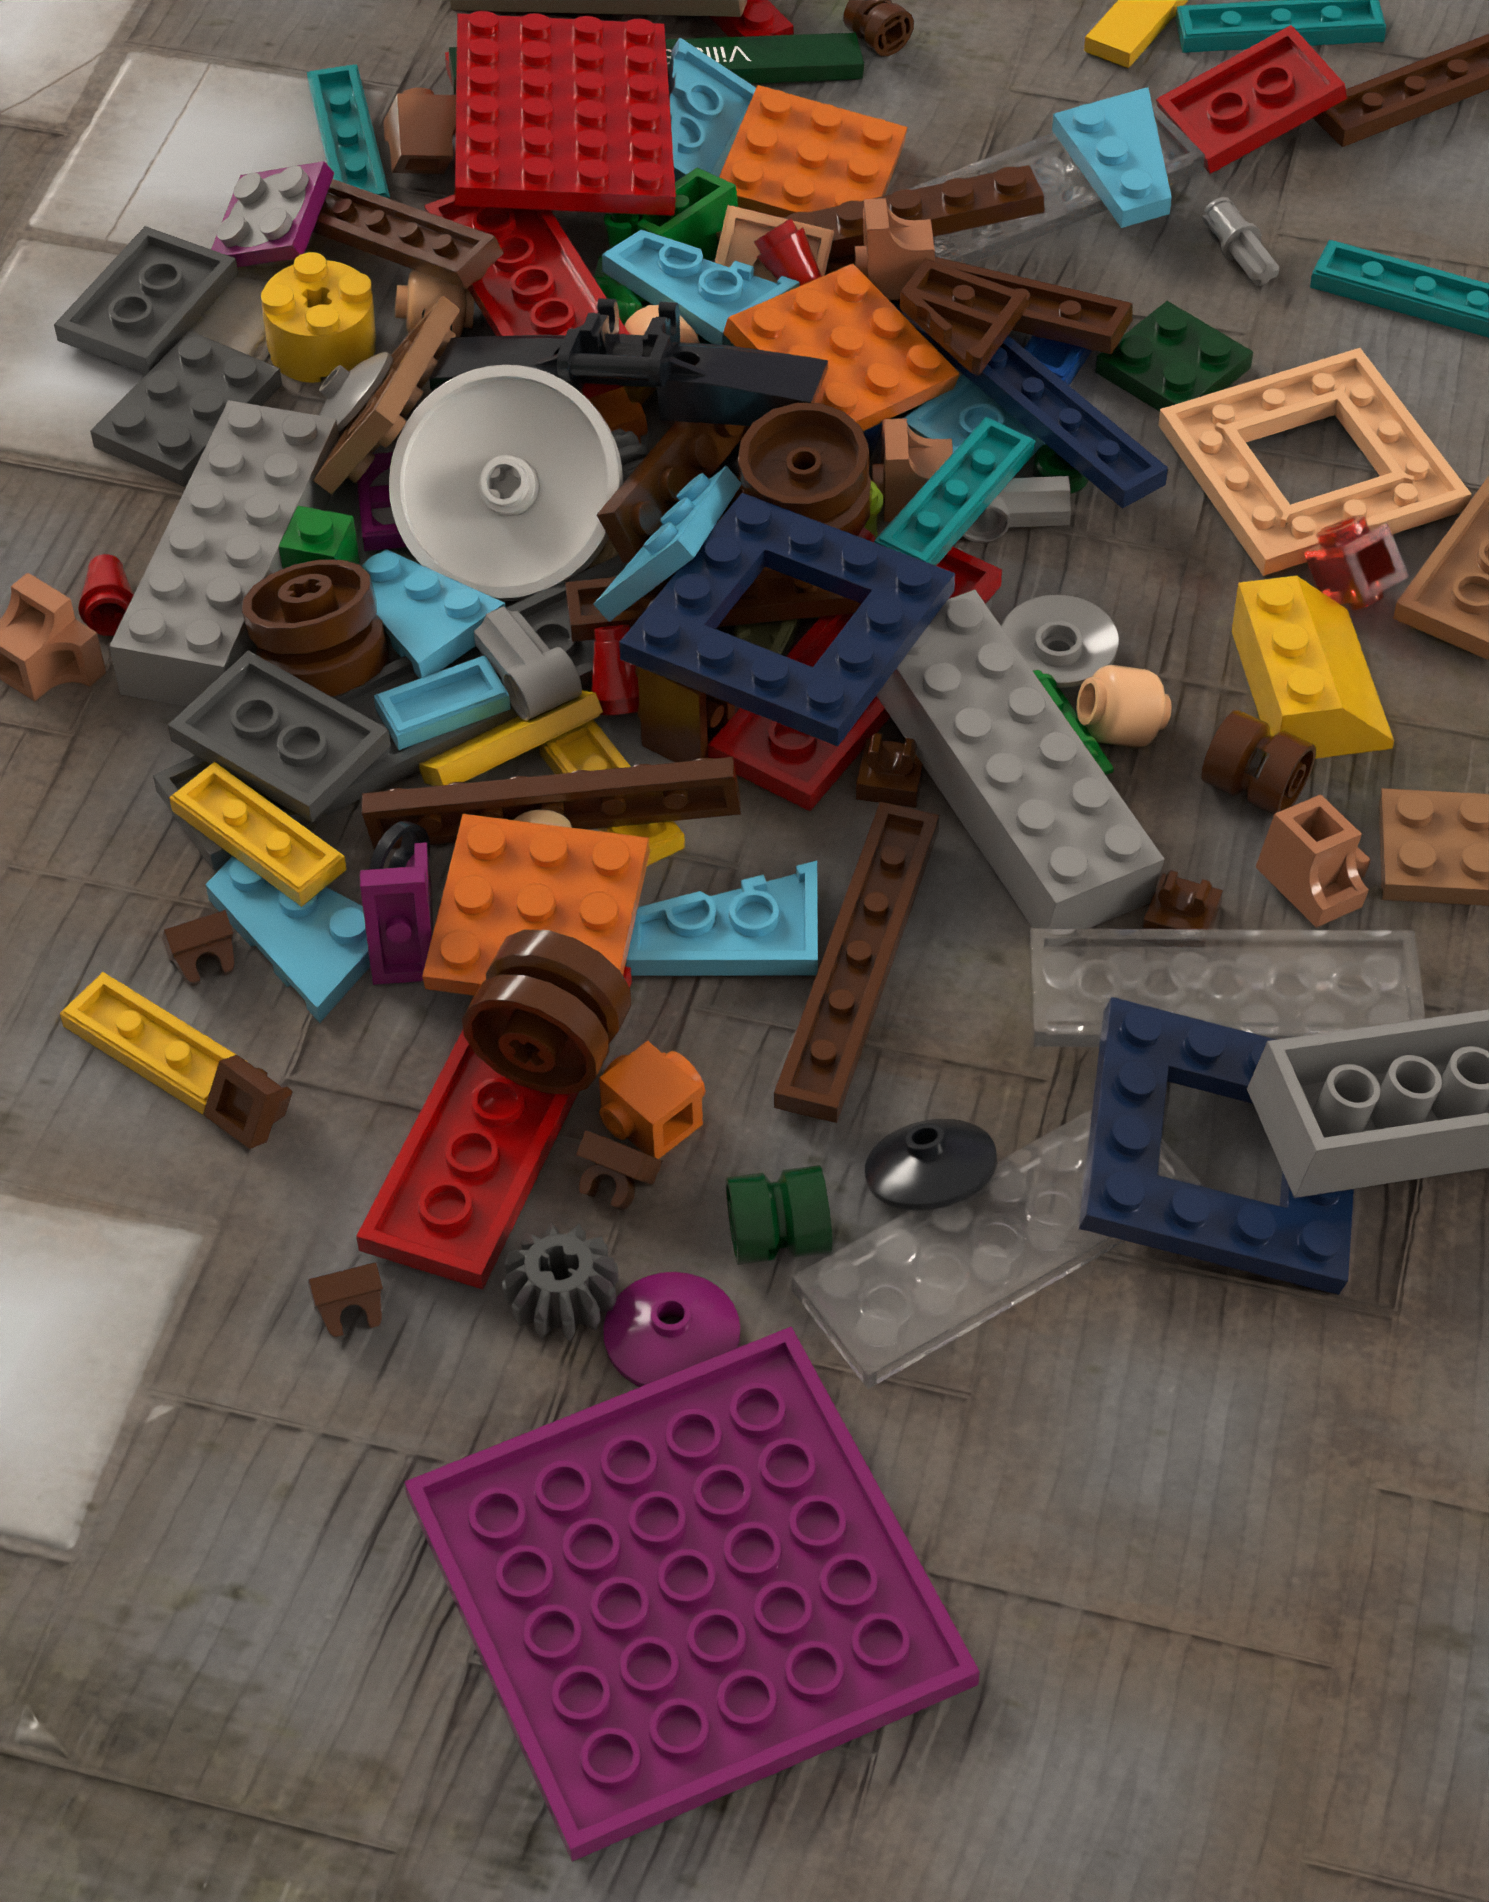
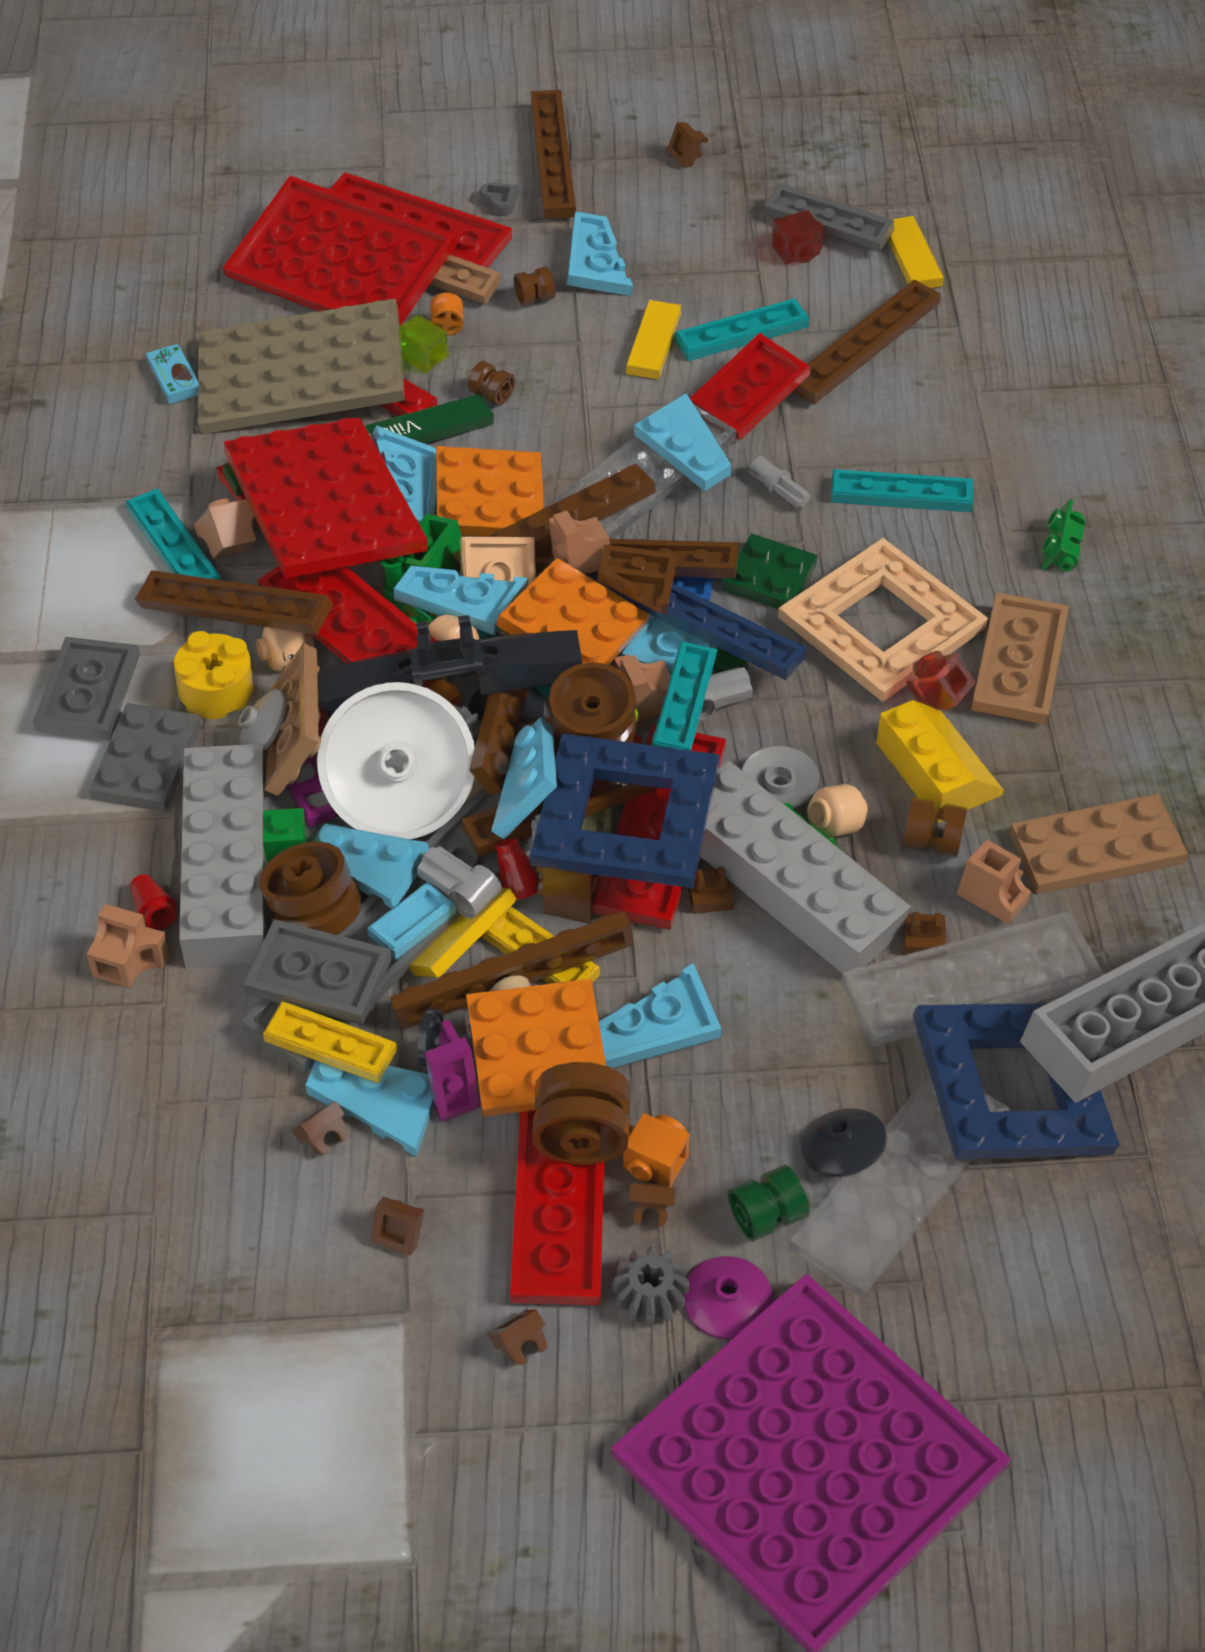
camera: 20 degrees left, 0 degrees up
(146, 1039) = (314, 1202): yellow tile -> none
(273, 213) = (151, 608): piece -> none
(788, 253) = (512, 561): red cone -> none
(856, 963) = (744, 1023): reddish brown plate -> none

